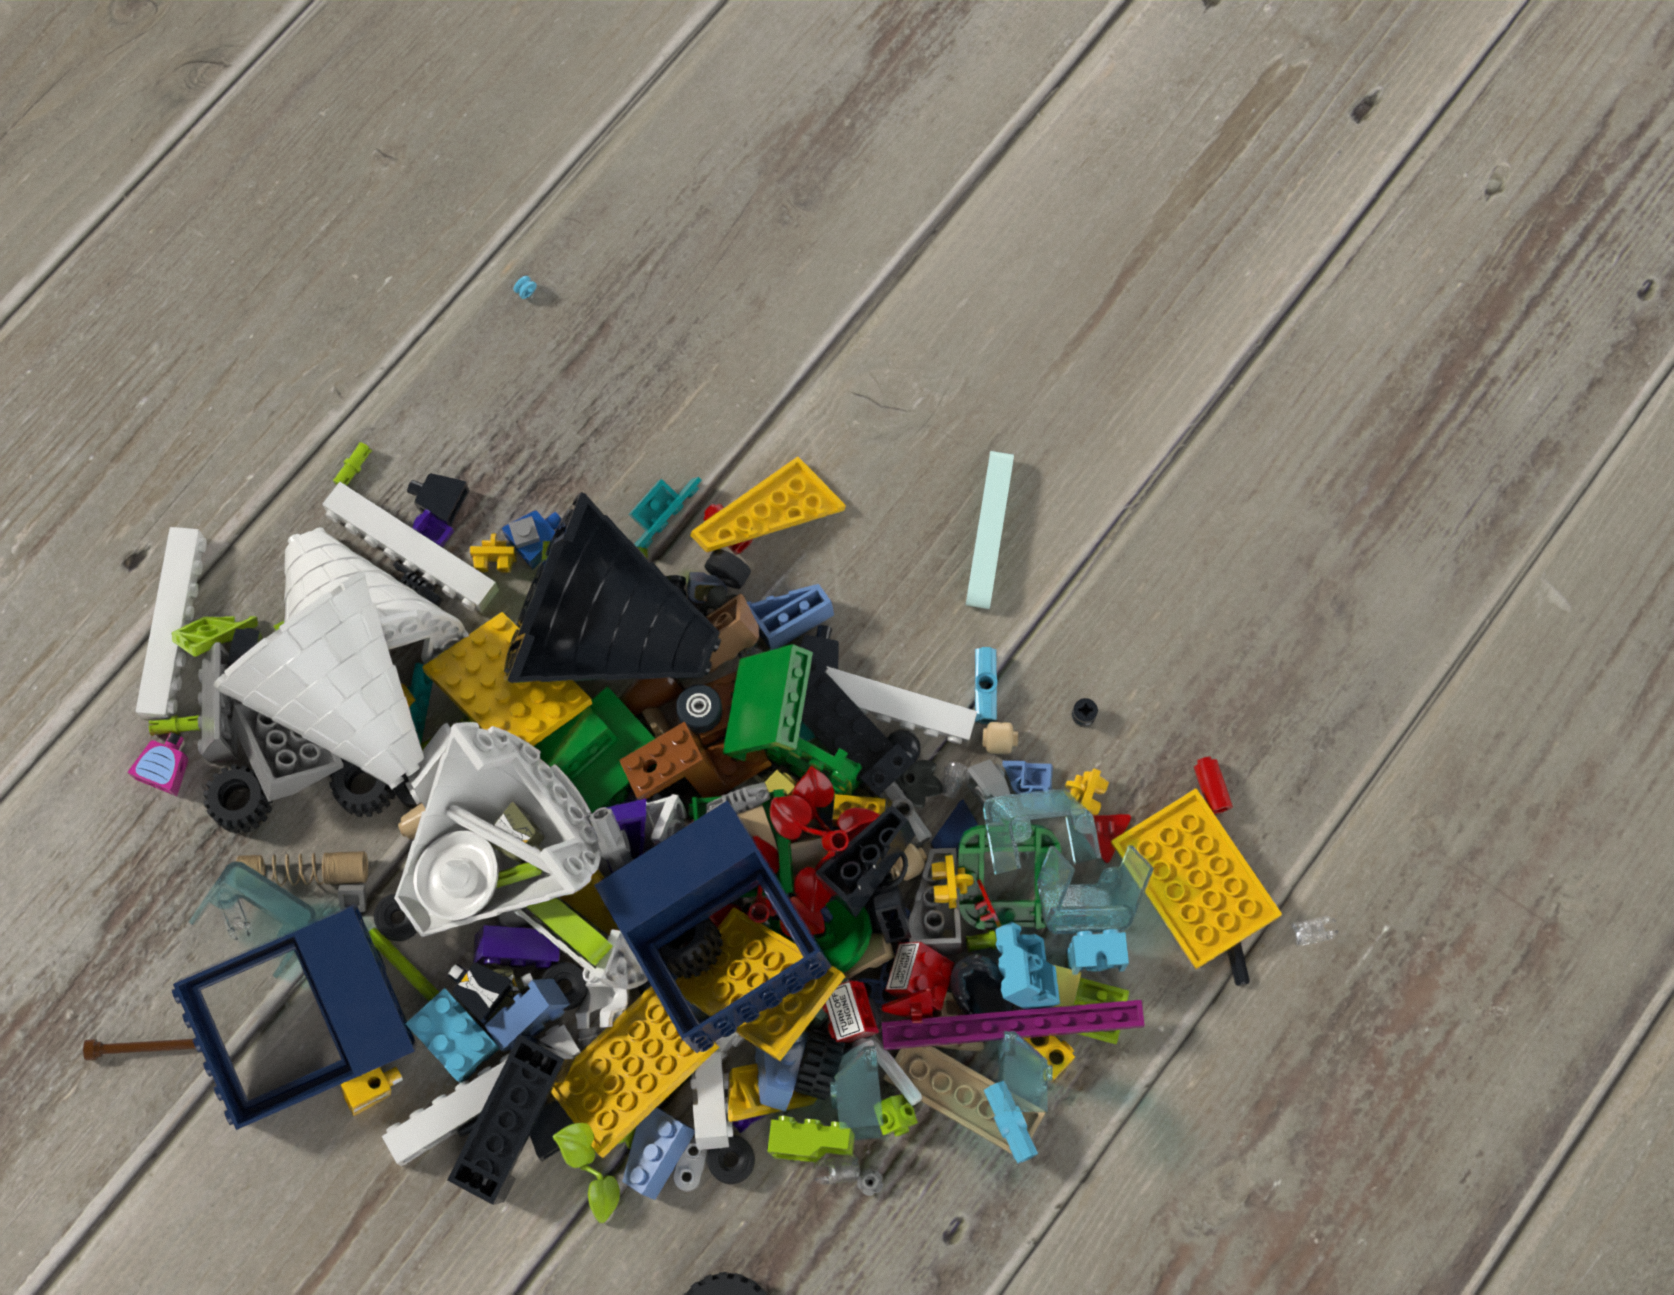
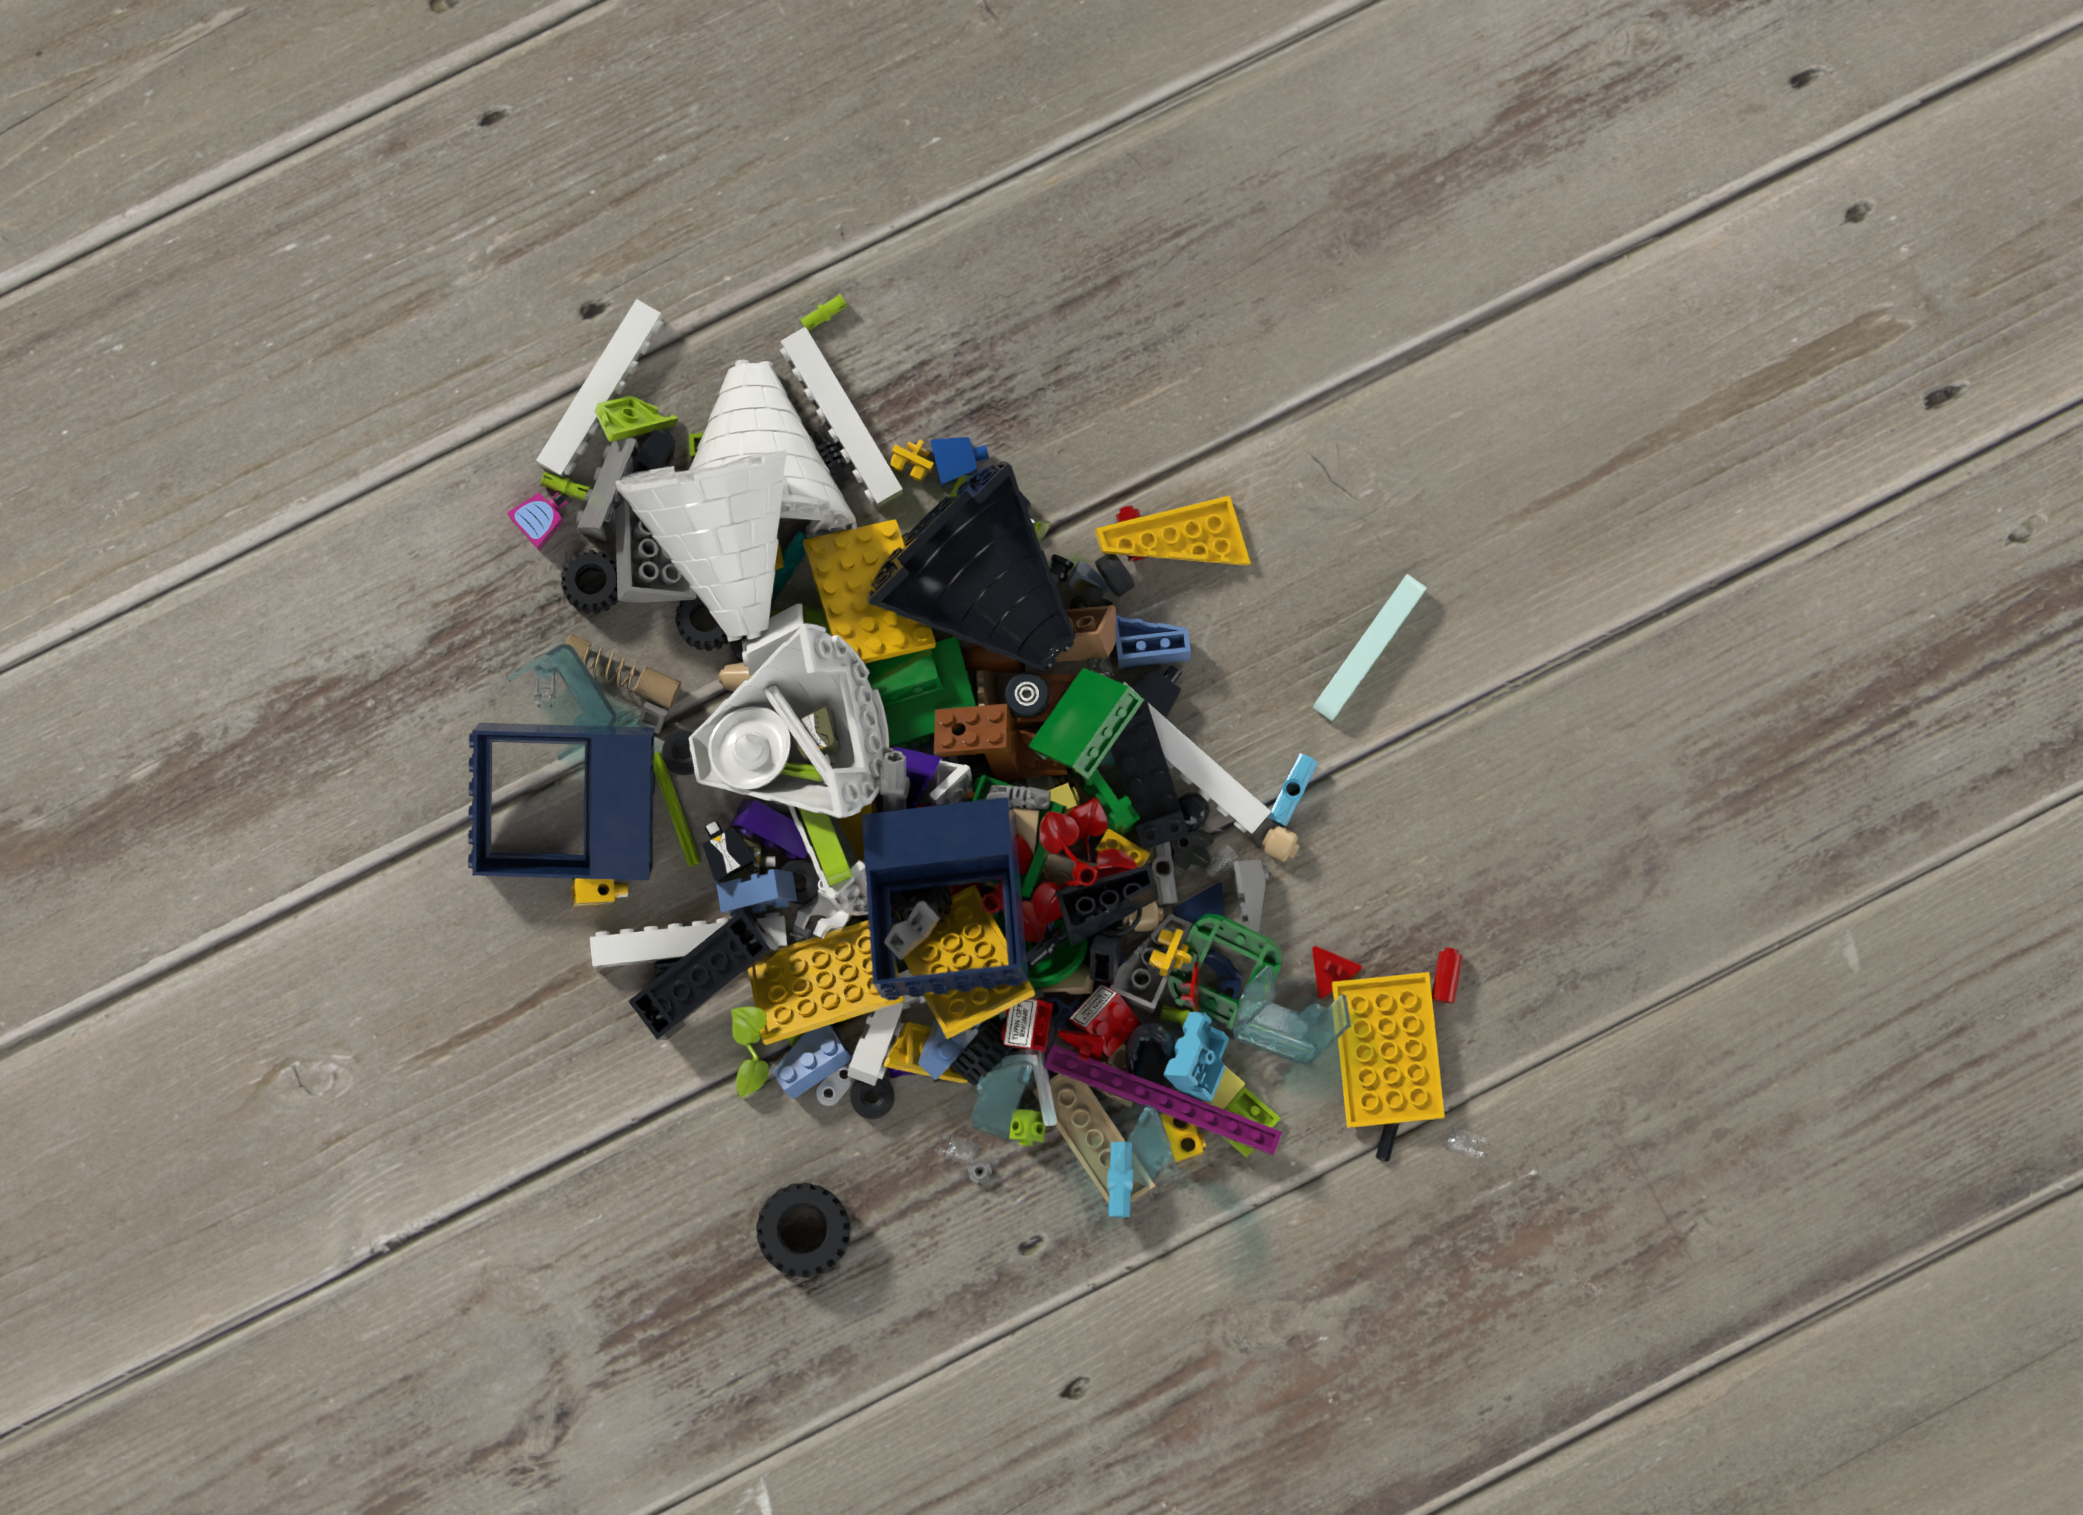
camera: 25 degrees right, 10 degrees up
(93, 1049) = (382, 746): reddish brown piece -> none
(432, 528) = (868, 409): dark purple bracket -> none
(440, 496) = (888, 381): black torso -> none
(452, 1035) = (685, 879): medium azure piece -> none
(524, 532) = (948, 454): light grey plate -> none
(525, 287) = (1057, 209): medium azure bush -> none
(551, 1120) = (733, 996): black torso -> none
(658, 507) = (1080, 485): teal bracket -> none
(696, 971) = (911, 933): none -> dark grey slope
(808, 1140) = (942, 1112): lime piece -> none
(831, 930) = (1046, 947): none -> black pin
(1009, 823) = (1250, 919): clear light blue windscreen -> none
(1010, 881) = (1225, 970): none -> dark blue piece
(1029, 776) = (1288, 898): medium blue slope -> none
(1084, 718) = (1366, 860): black wheel -> none
(1084, 787) = (1329, 926): yellow hips -> none
(1097, 951) = (1265, 1073): medium azure piece -> none

